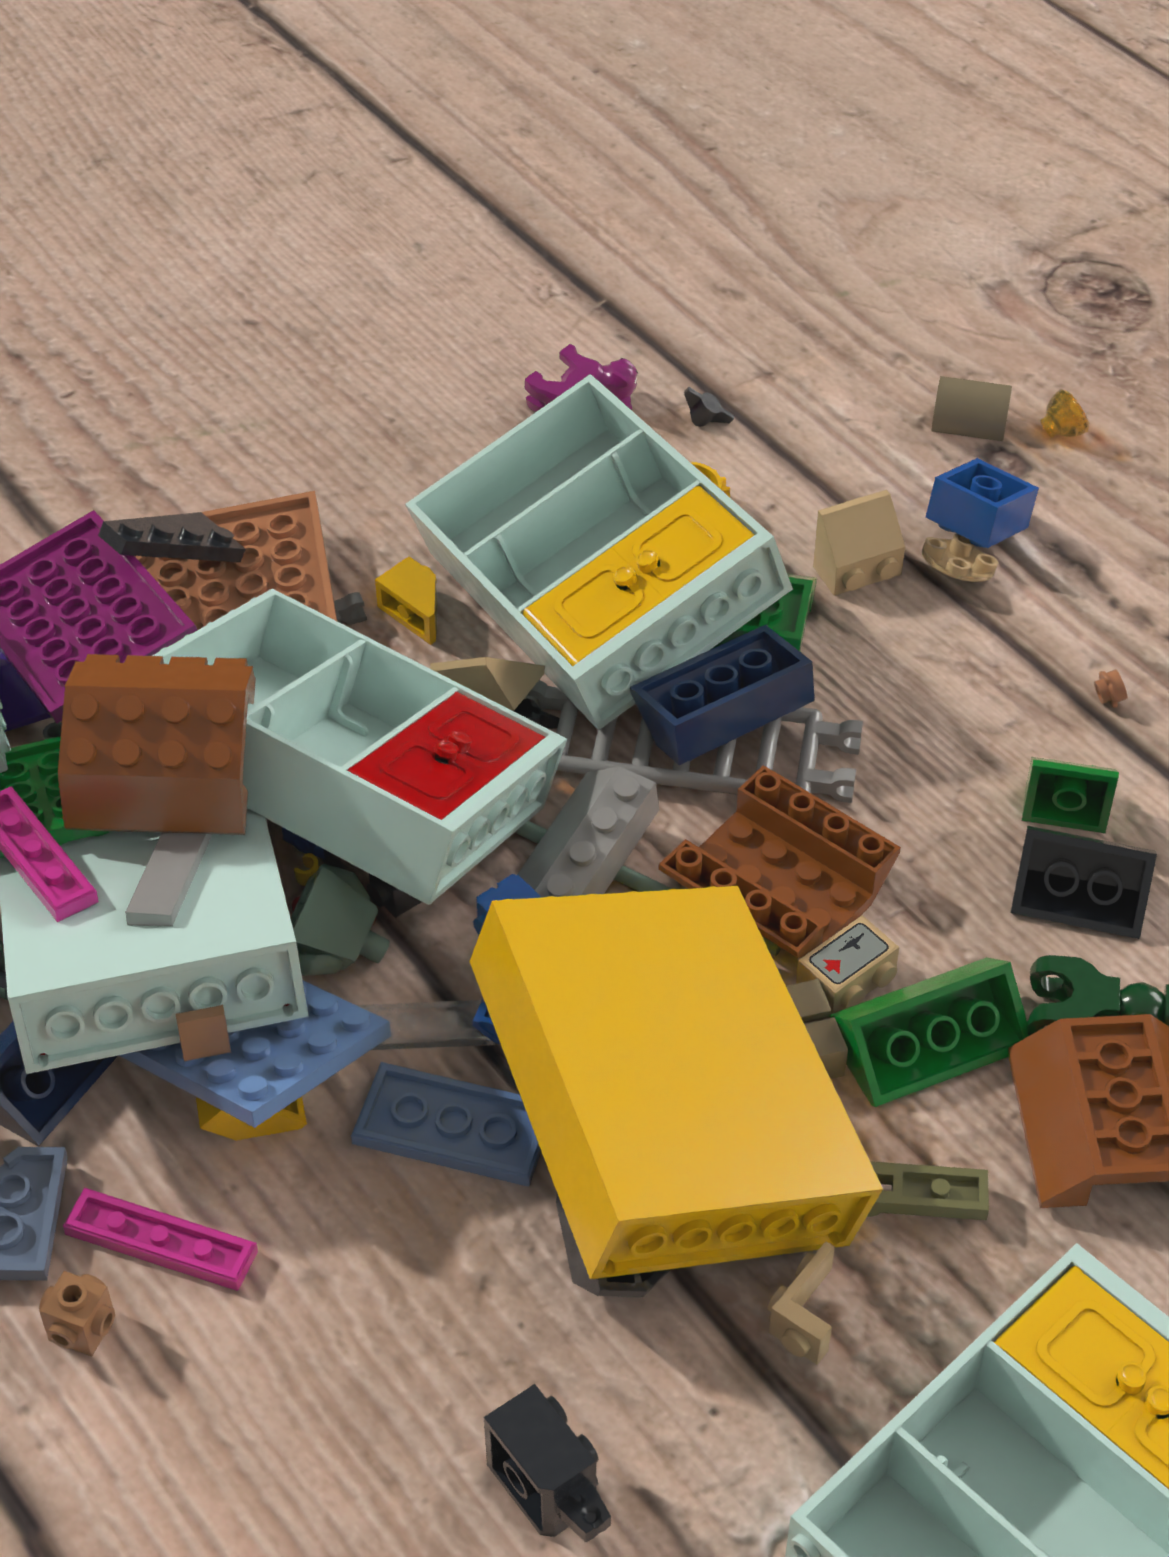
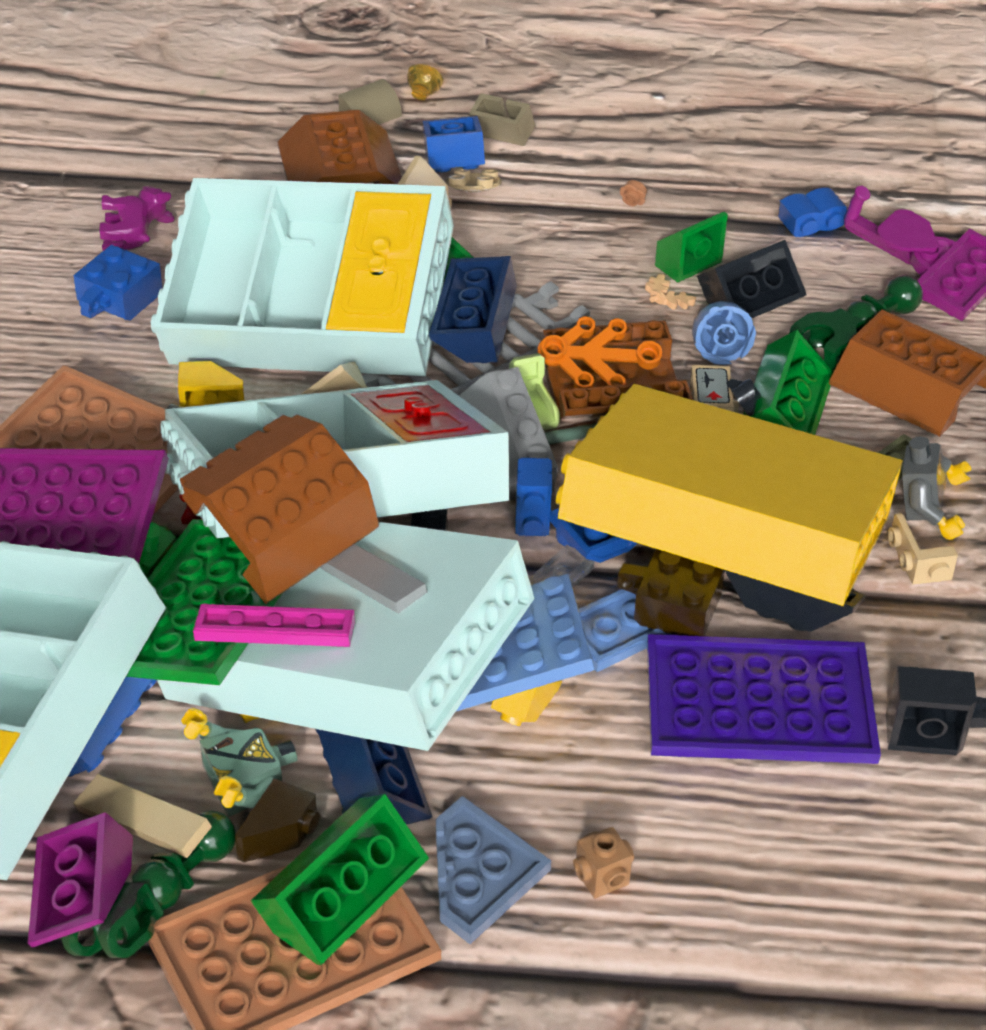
camera: 50 degrees left, 5 degrees down
(161, 1239) = (576, 797): dark pink tile -> none
(172, 536) = (38, 434): black wing -> none
(203, 1033) = (501, 645): medium nougat tile -> none
(435, 1302) = (761, 699): none -> dark purple plate
(464, 432) = (117, 283): none -> blue hinge
(488, 1132) = (673, 593): none -> dark brown hinge
(679, 819) = (532, 371): none -> yellowish green animal
(770, 825) = (595, 354): none -> orange plant
(857, 989) = (745, 394): none -> black piece
(874, 452) = (338, 150): none -> dark orange slope
(918, 1237) = (925, 483): none -> dark grey torso
(956, 906) = (723, 332): none -> medium blue cylinder
(981, 832) = (659, 293): none -> light nougat animal
(1077, 510) = (495, 120): none -> dark tan piece

